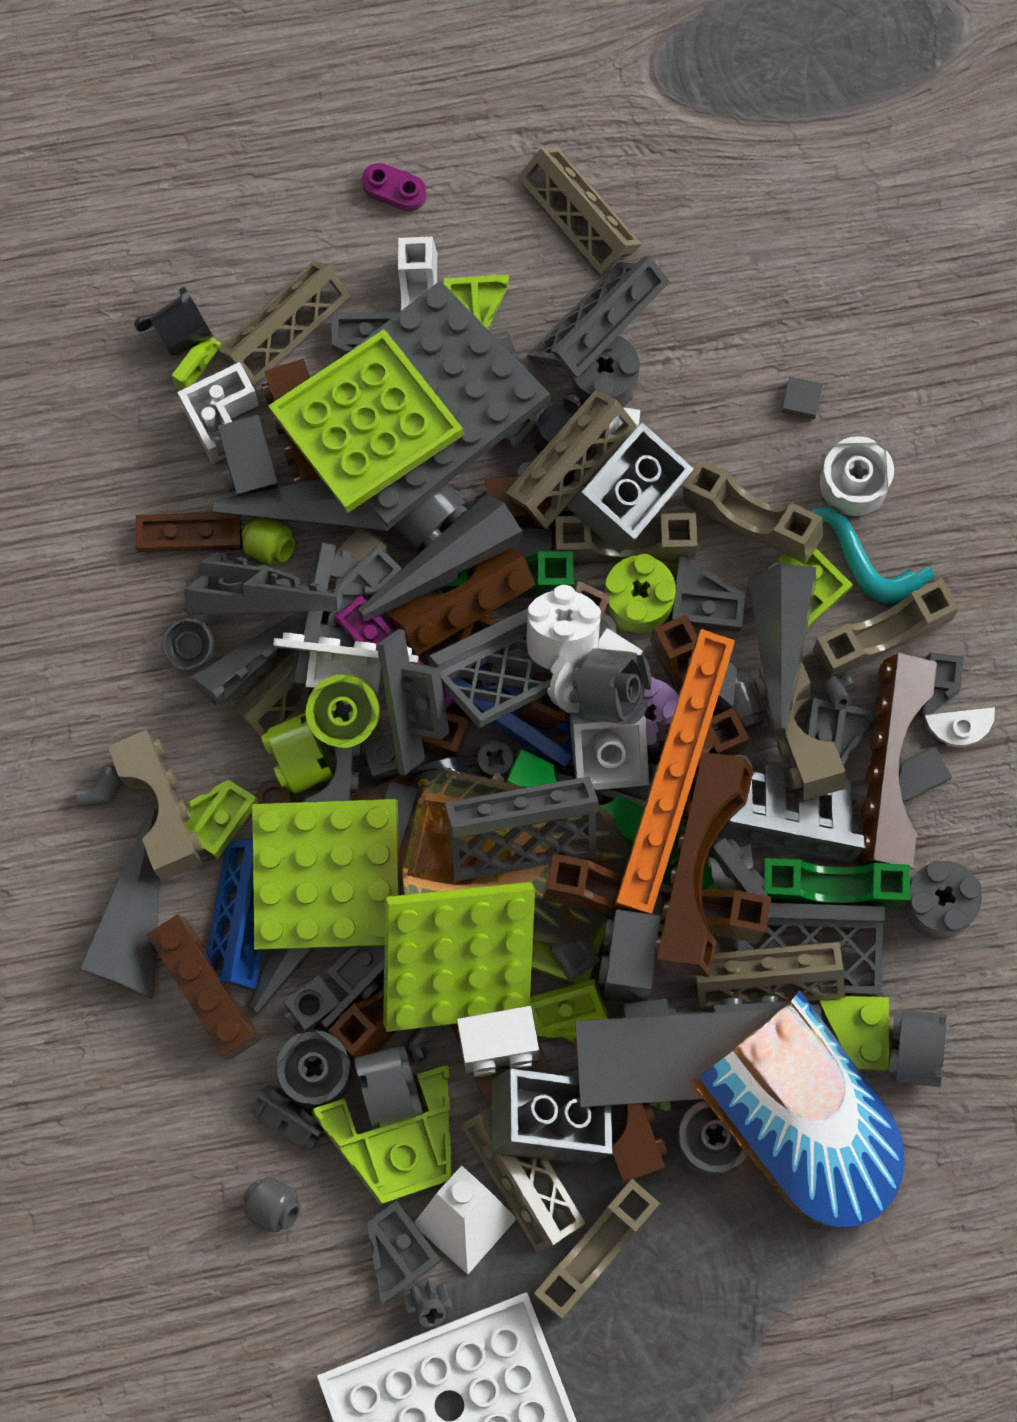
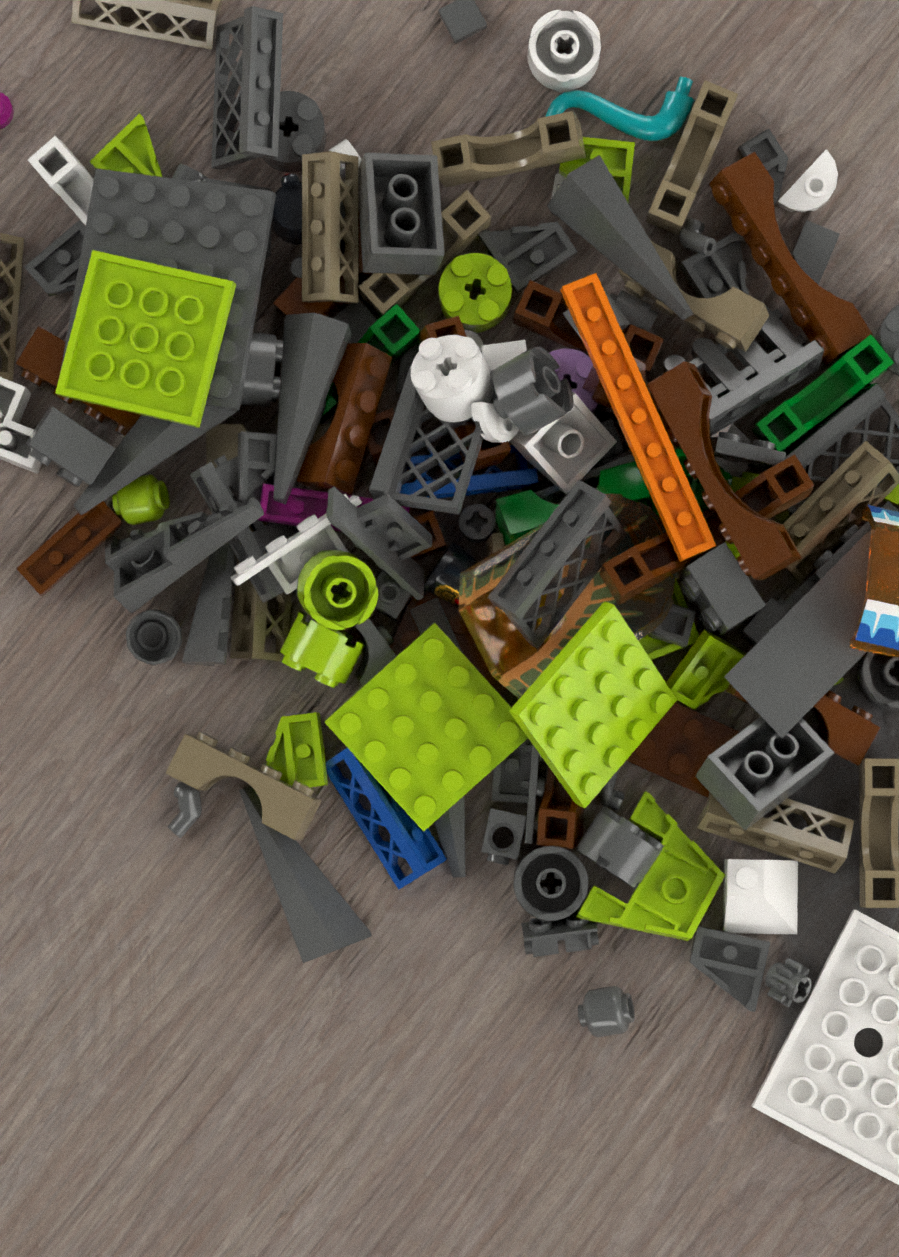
camera: 40 degrees left, 10 degrees up
(202, 987) = (406, 894): reddish brown arch -> none
(273, 792) = (327, 699): reddish brown tile -> none
(498, 1041) = (675, 742): white piece -> none

